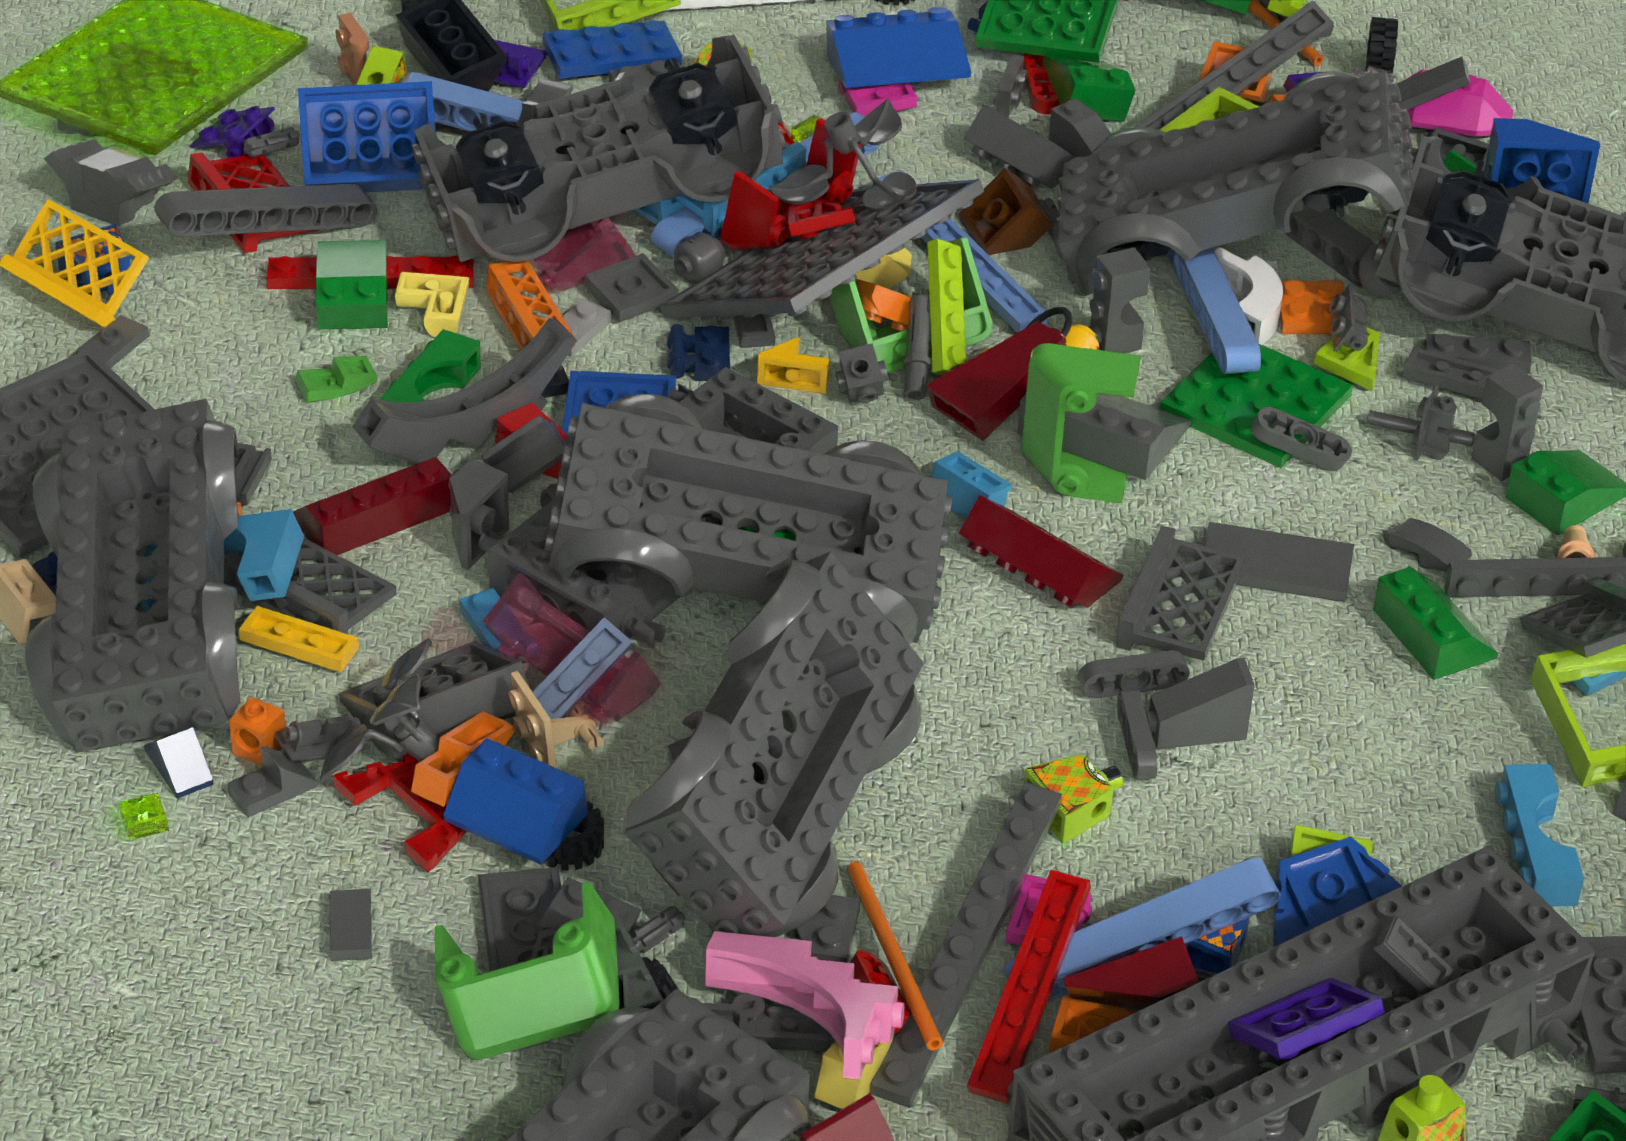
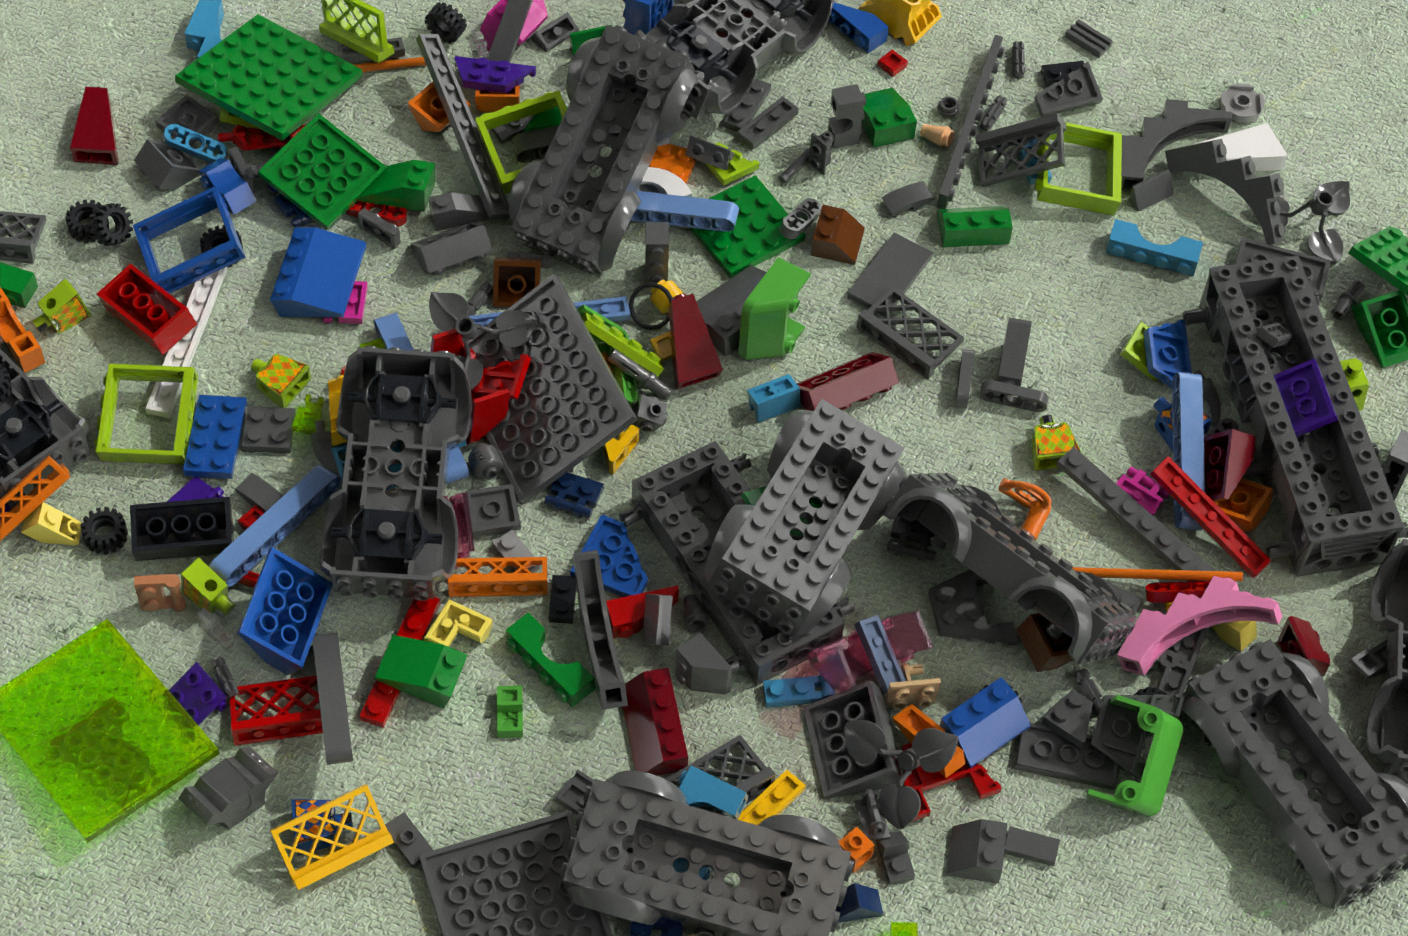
camera: 70 degrees left, 15 degrees up
(312, 868) = (977, 850): none -> dark grey slope
(931, 799) = (1038, 508): none -> orange piece
(1301, 484) = (837, 235): none -> reddish brown slope

